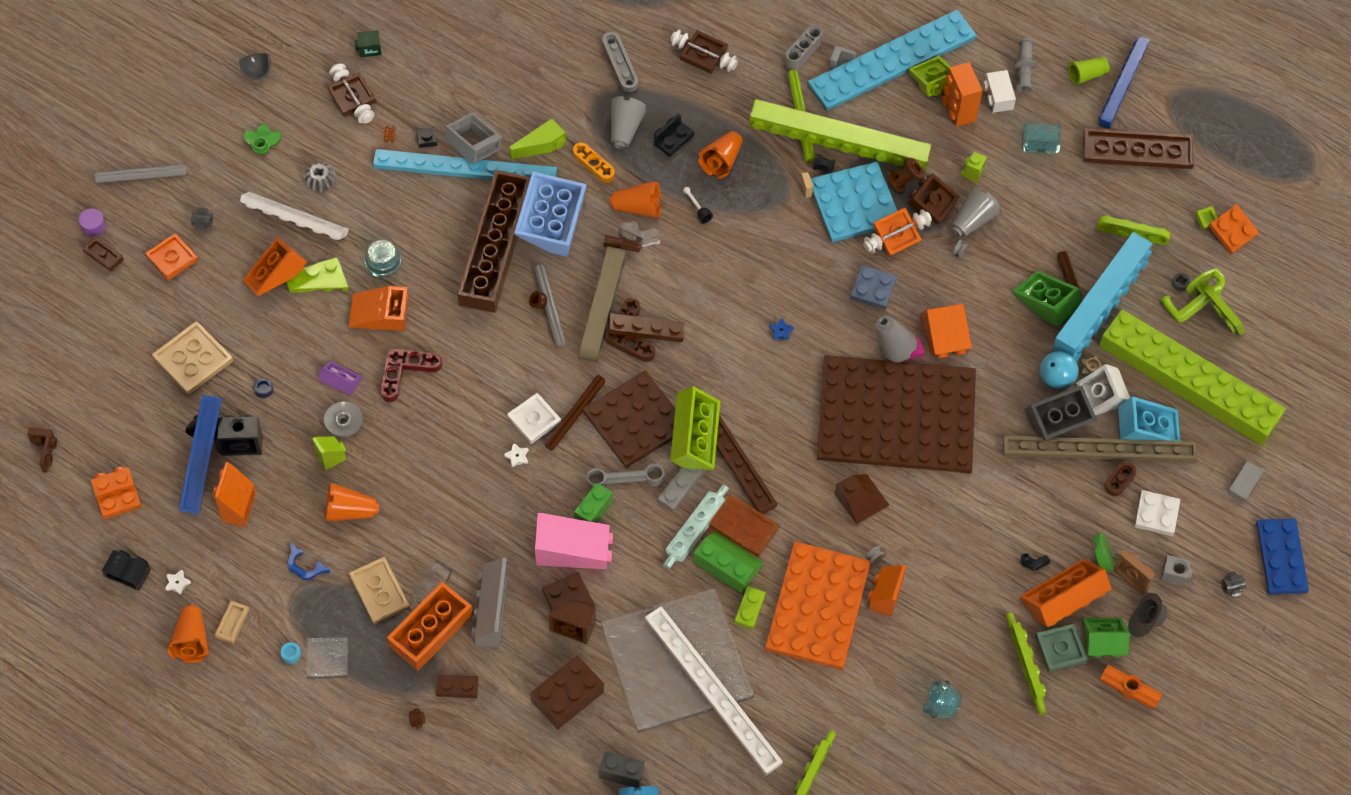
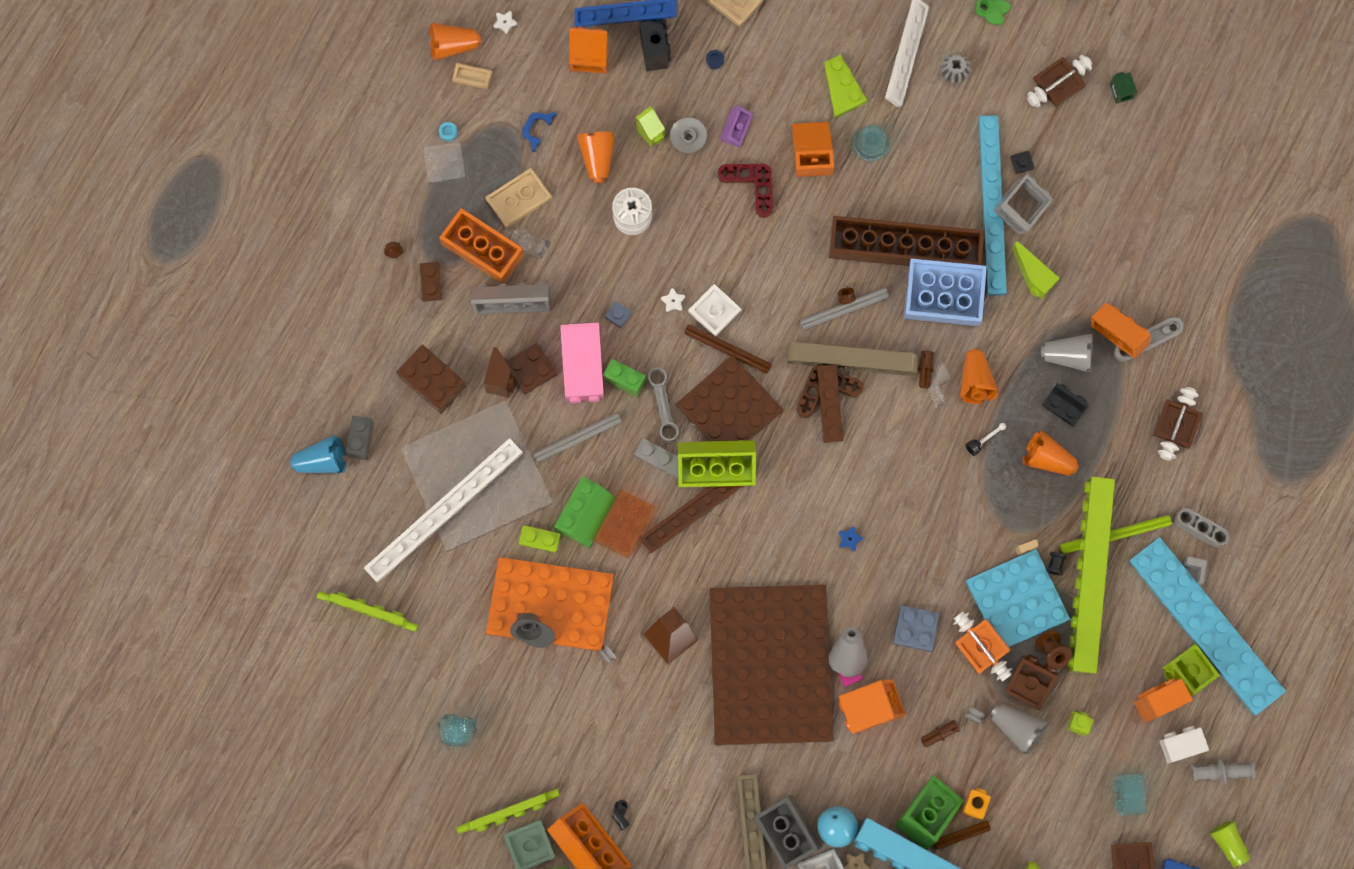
camera: 85 degrees right, 15 degrees up
(274, 267) = (841, 44): orange slope -> none
(389, 134) = (1017, 125): clear orange bush -> none
(417, 477) = (632, 221): none -> white wheel
(523, 508) = (618, 314): none -> sand blue plate
(592, 155) = (1023, 316): light orange beam -> none
(610, 78) = (1121, 330): none -> orange brick
(648, 560) = (577, 437): none -> light grey axle
(695, 527) = (619, 478): light aqua plate -> none
(847, 616) = (532, 631): none -> dark grey piece
(887, 589) = (568, 667): orange slope -> none
(974, 279) = (940, 733): none -> reddish brown axle
(1042, 265) = (970, 810): none -> light orange brick

